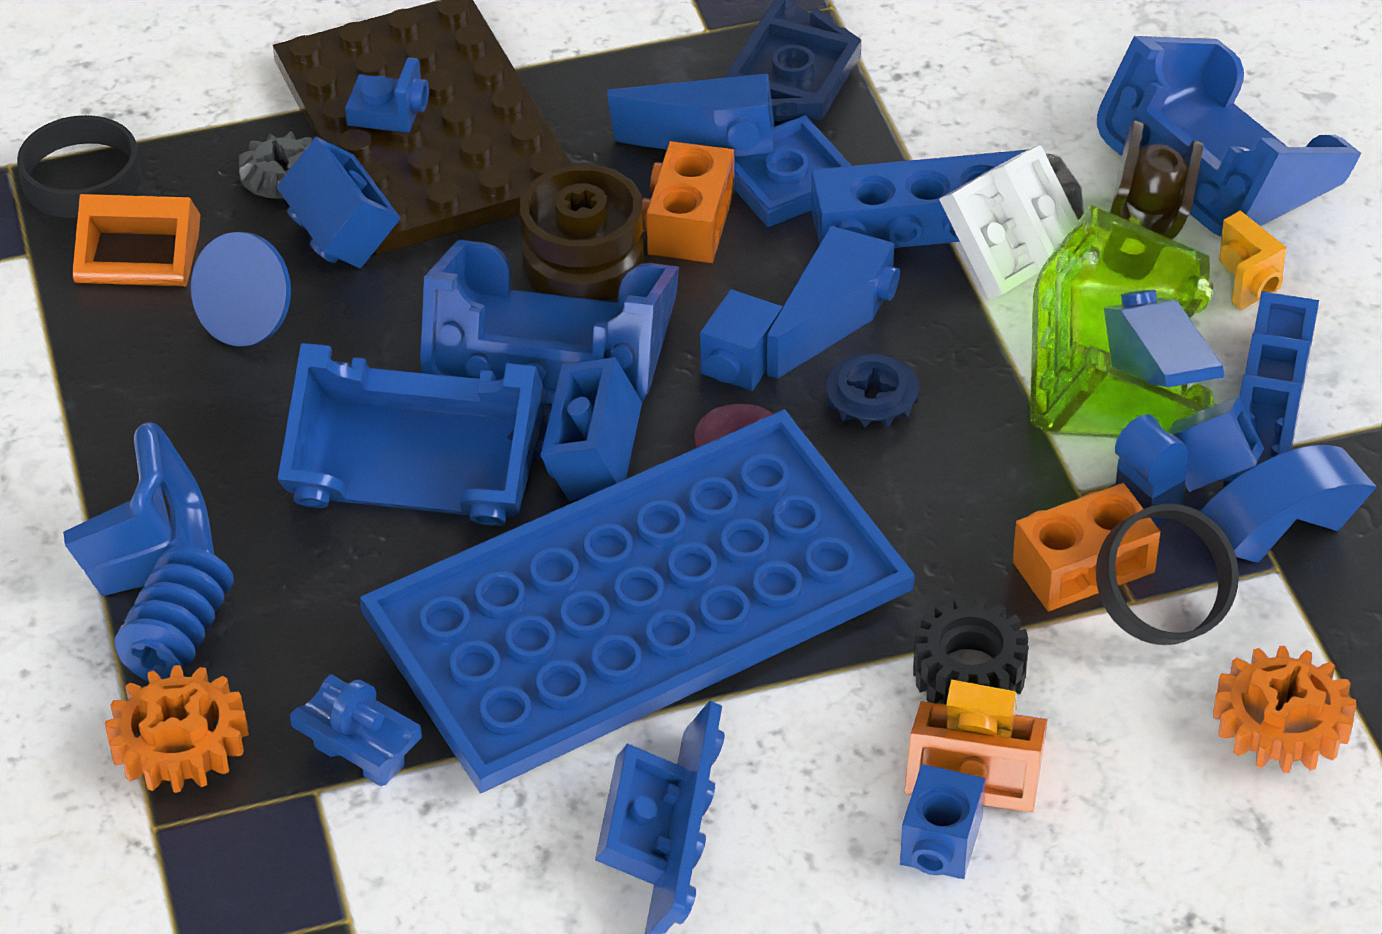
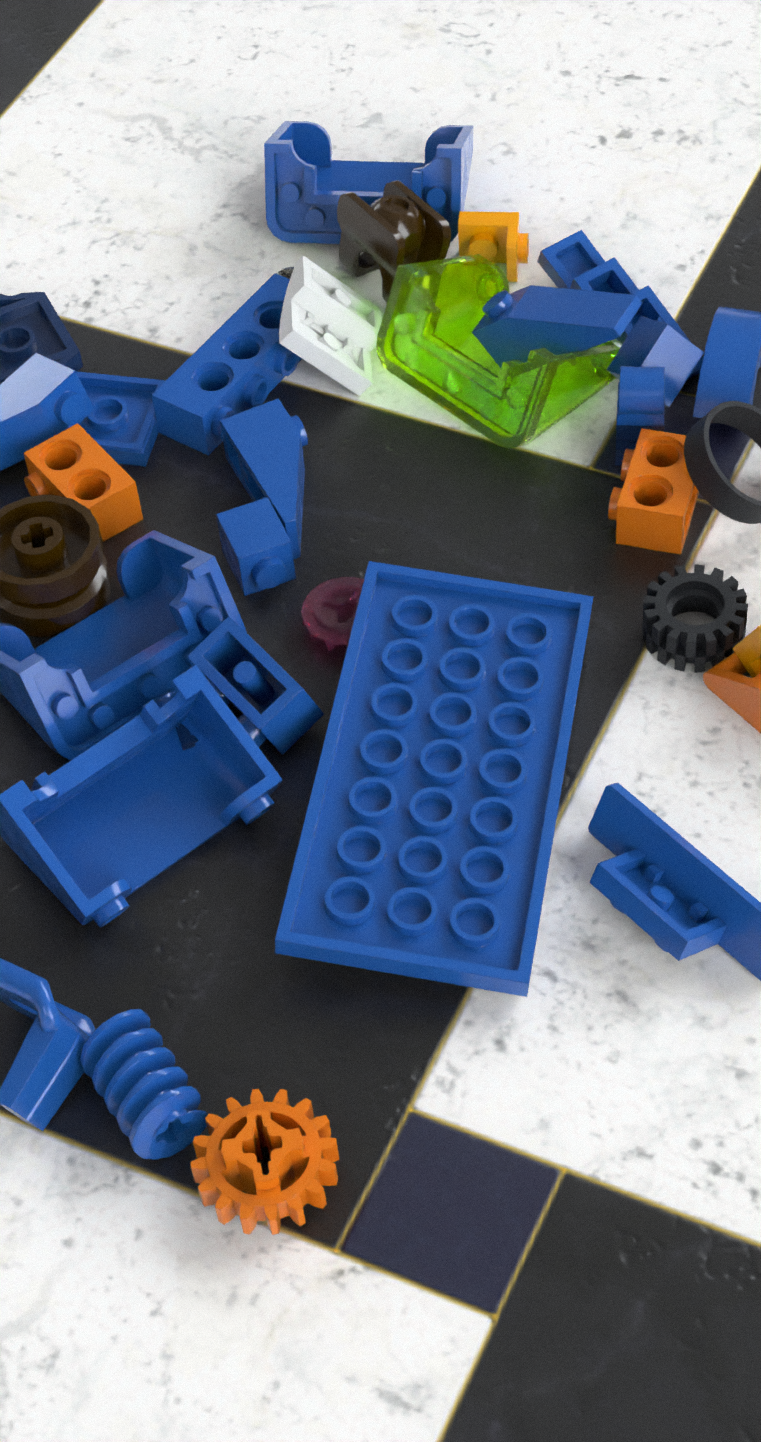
camera: 45 degrees left, 5 degrees up
(355, 725) = (397, 1031): blue hips -> none
(854, 376) = (383, 493): dark blue gear -> none

